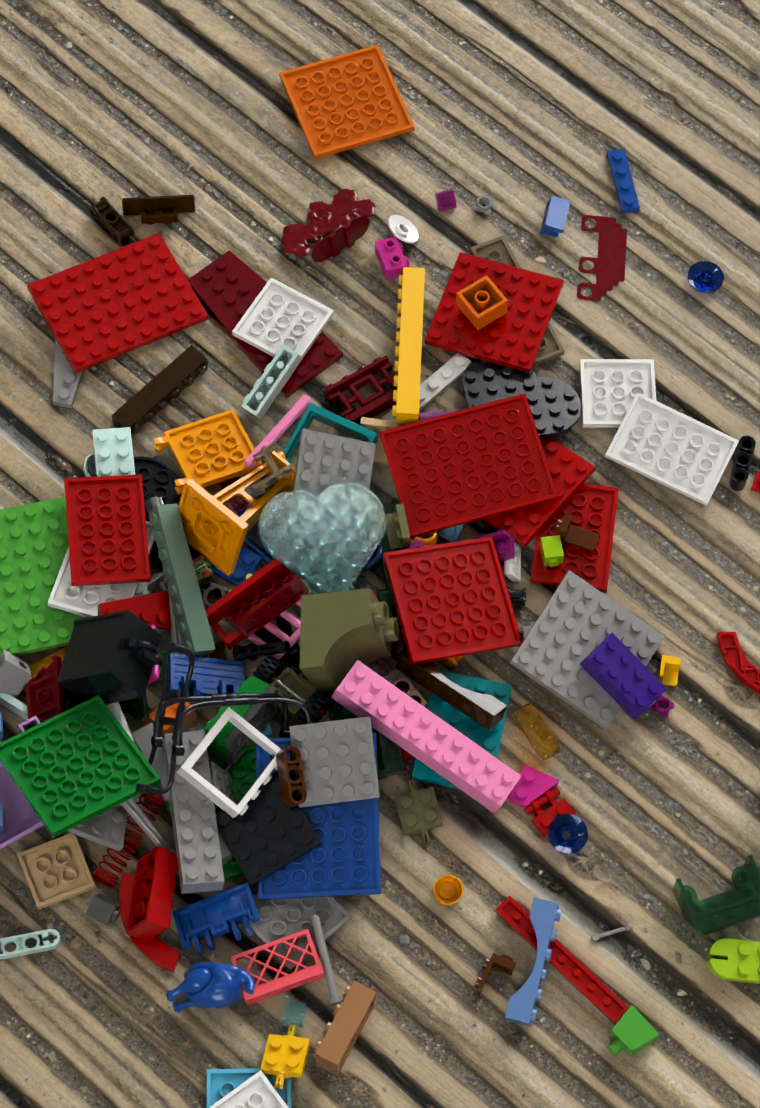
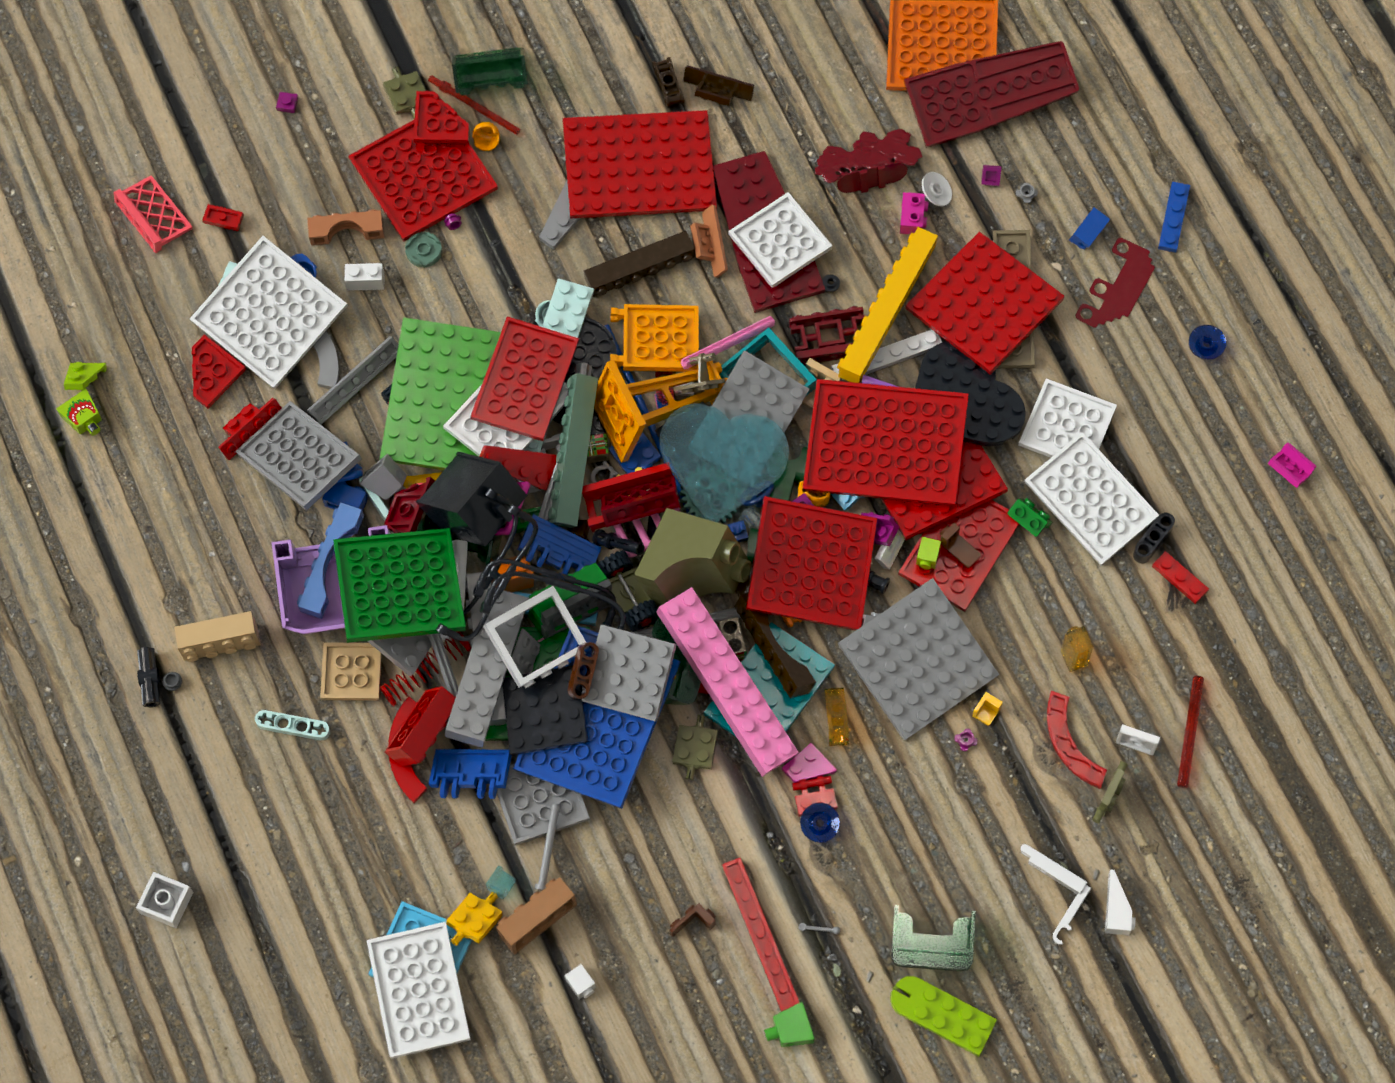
camera: 30 degrees right, 5 degrees up
(103, 909) = (375, 722): dark grey brick -> none
(212, 986) = (436, 830): blue piece -> none
(217, 348) = (709, 242): none -> nougat bracket
(272, 381) = (742, 293): light aqua brick -> none
(287, 981) = (507, 853): coral fence -> none
(346, 350) = (831, 288): none -> black plate
(373, 580) = (751, 516): none -> clear brick
(397, 528) = (793, 477): olive bracket -> none
(409, 127) = (989, 91): none -> dark red wing
(414, 1074) = (580, 982): none -> white brick
(448, 890) = (687, 829): light orange hair -> none
(482, 302) = (972, 290): orange brick -> none
(522, 1003) = (756, 893): medium blue arch -> none
(623, 676) = (937, 697): dark purple brick -> none
(624, 486) = (1029, 517): none -> green bracket
(726, 584) = (1076, 648): none -> clear yellow brick

